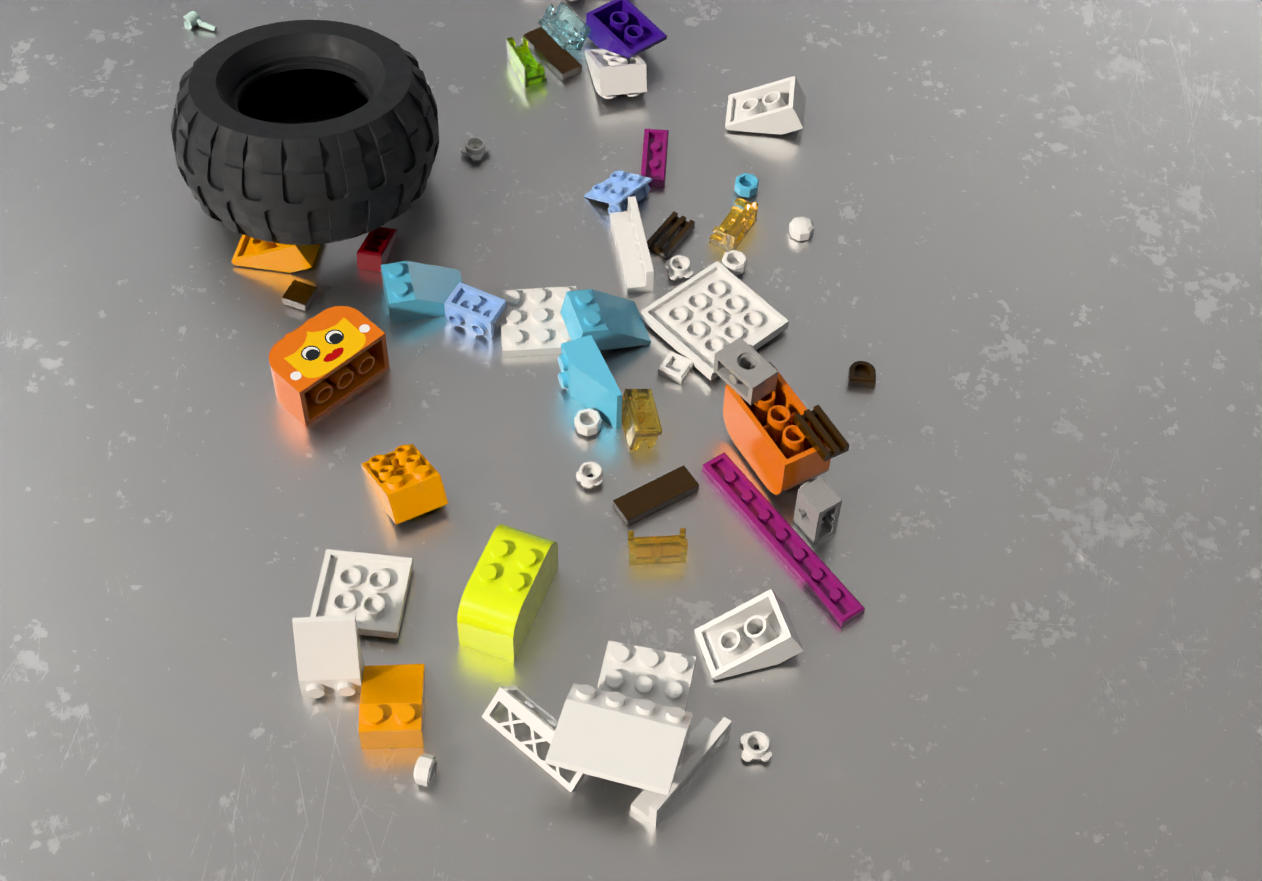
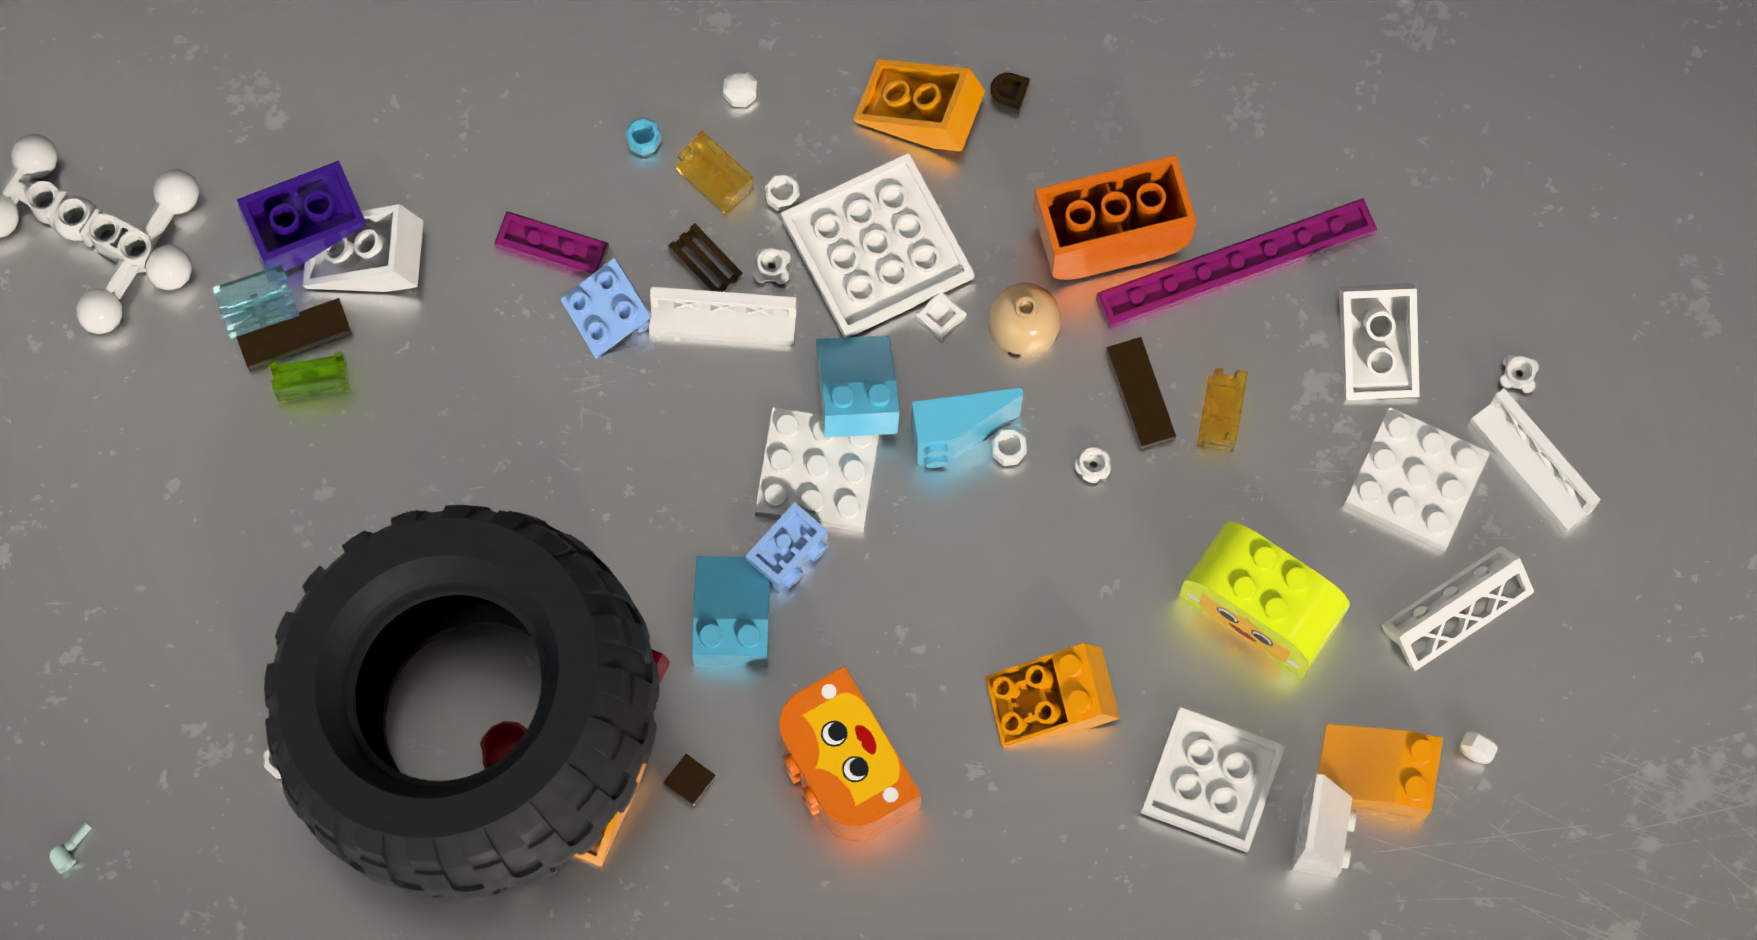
camera: 75 degrees left, 20 degrees up
(475, 148) = (471, 476): white plate -> none
(620, 738) = (1510, 515): white slope -> none
(640, 418) = (1036, 375): clear yellow hinge -> none
(688, 413) = (1024, 319): none -> tan cylinder
(745, 371) = (1041, 240): light grey brick -> none
(768, 108) = (505, 68): white slope -> none
(817, 510) = (1228, 208): light grey brick -> none
(825, 430) = (1161, 150): dark brown tile -> none
(829, 324) = (921, 102): none -> light orange slope

